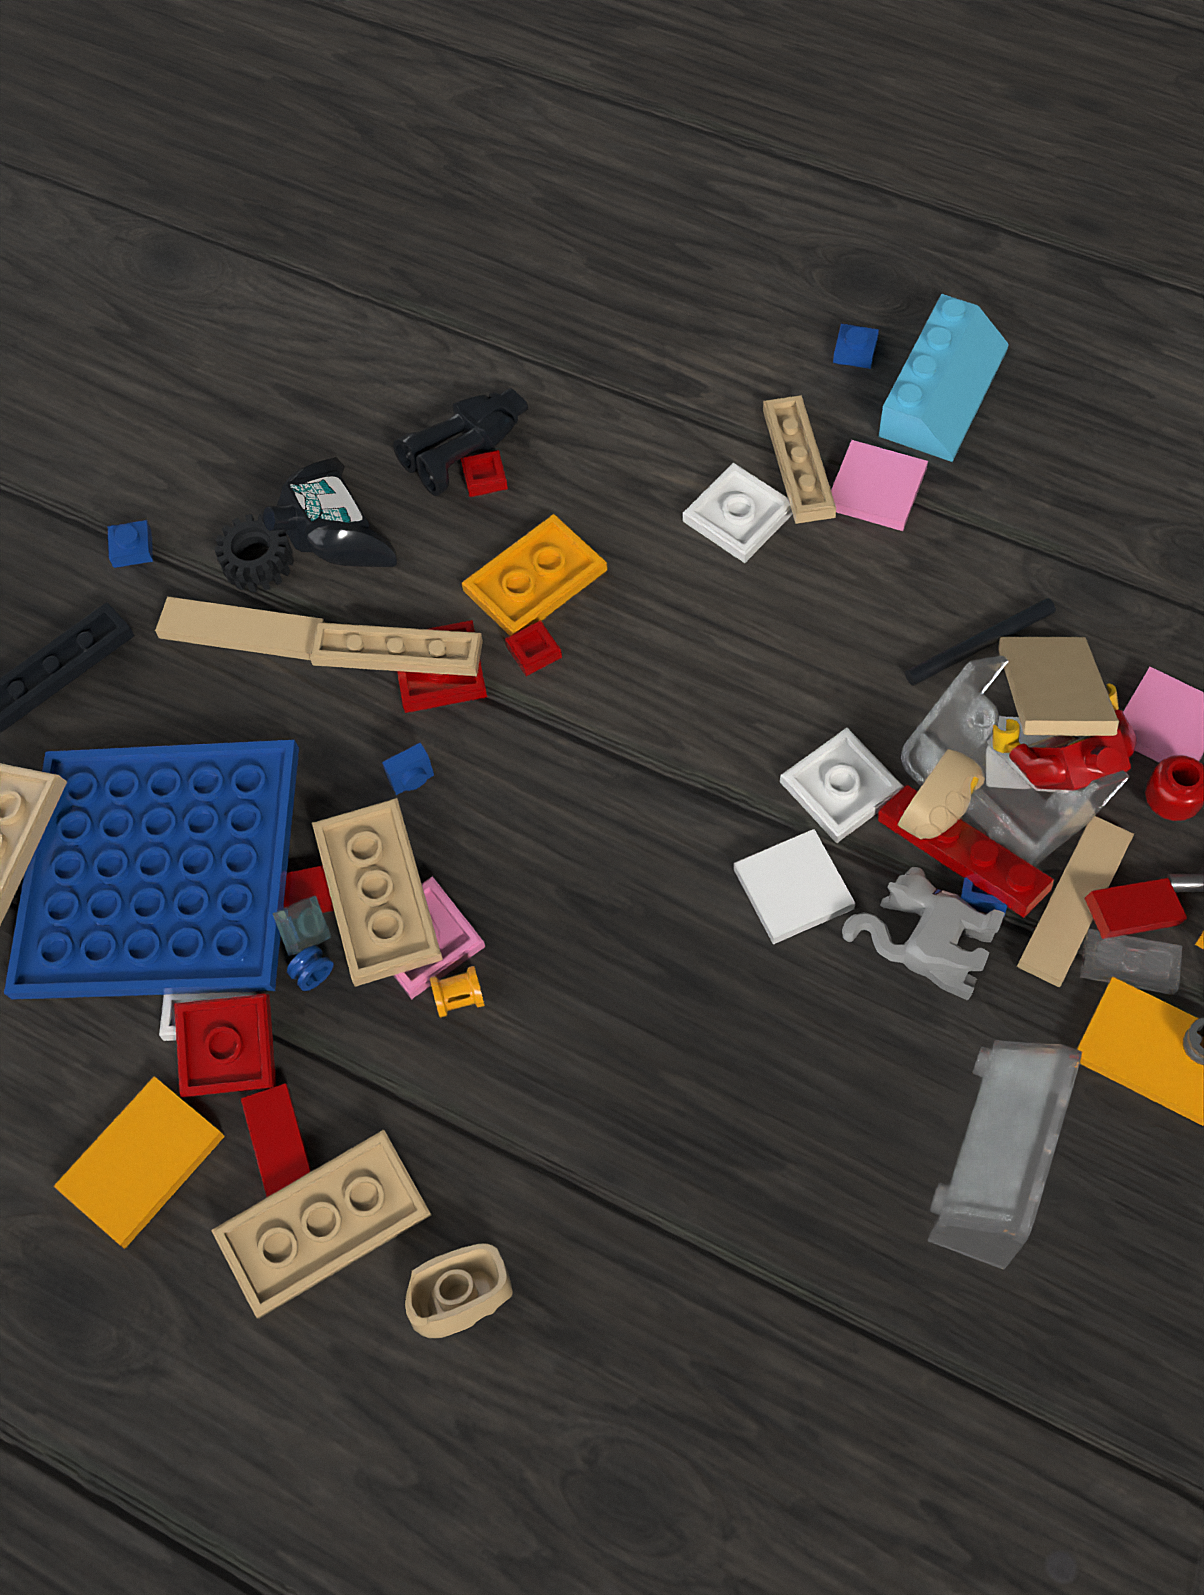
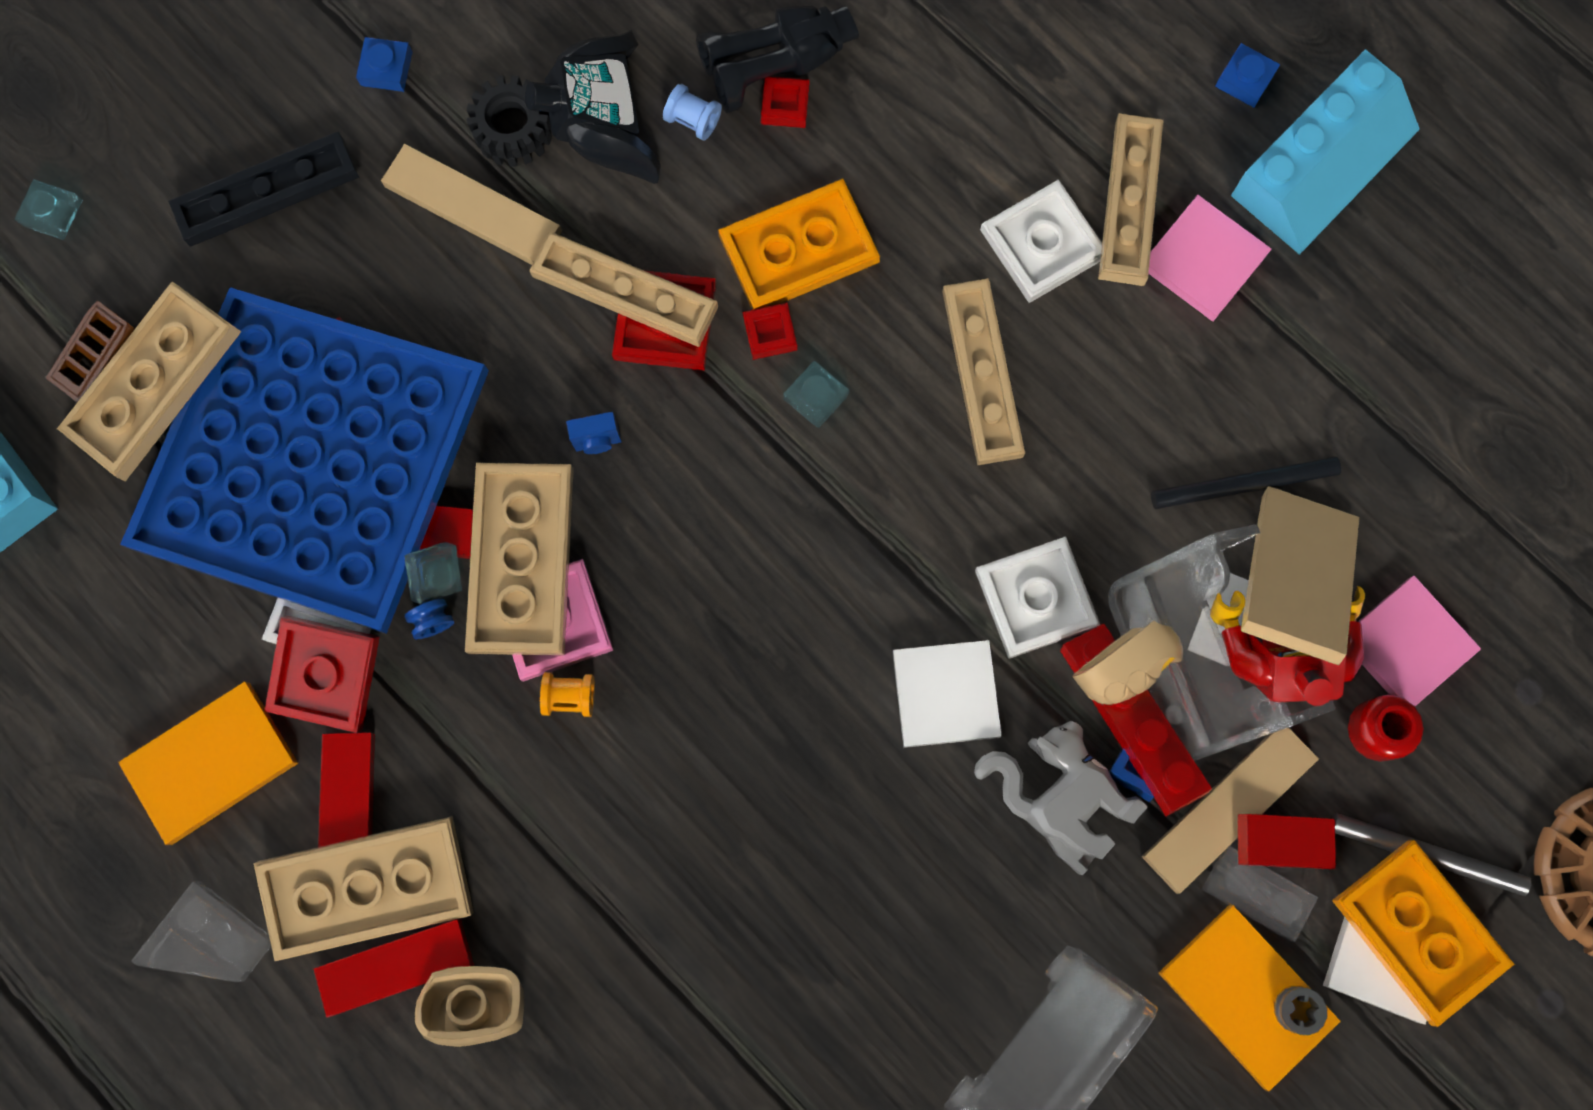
camera: 15 degrees right, 15 degrees up
(182, 1322) = (205, 939): none -> clear wing
(367, 1289) = (391, 967): none -> red tile
(408, 500) = (692, 111): none -> light blue bush
(591, 684) = (816, 394): none -> clear light blue plate
(727, 625) = (983, 372): none -> tan tile

